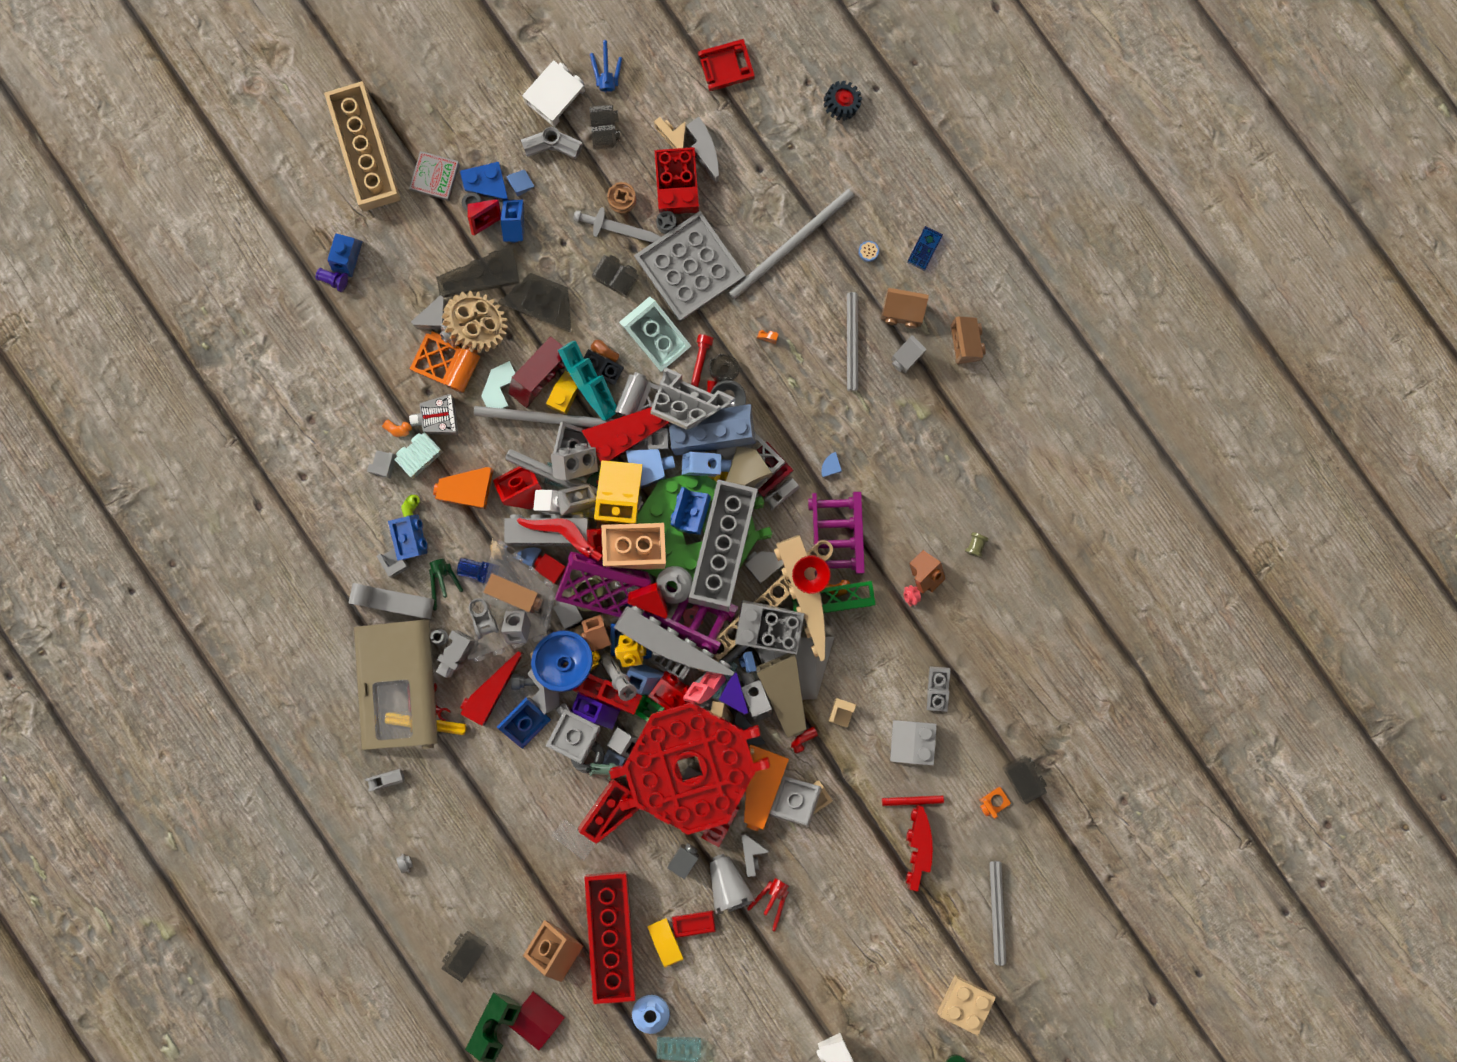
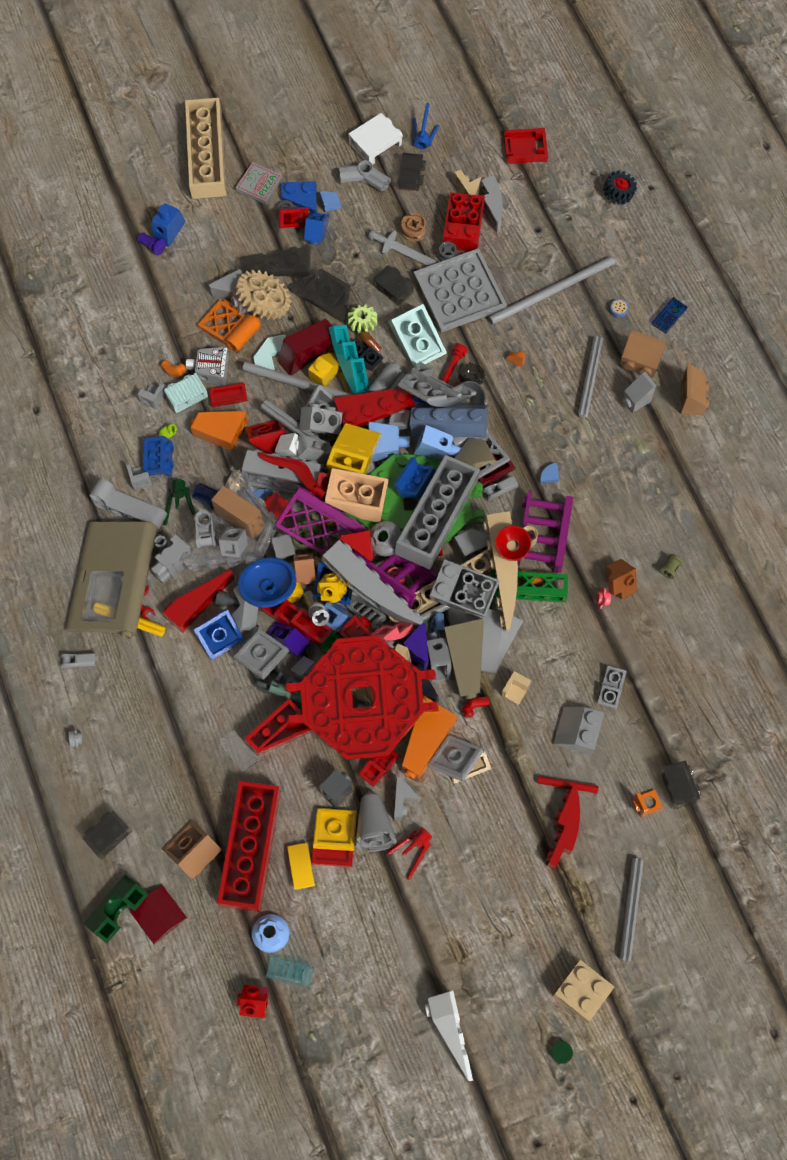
camera: 15 degrees right, 15 degrees down
(464, 445) = (228, 395): none -> red tile
(593, 318) = (362, 319): none -> yellowish green gear
(690, 898) = (335, 829): none -> yellow tile

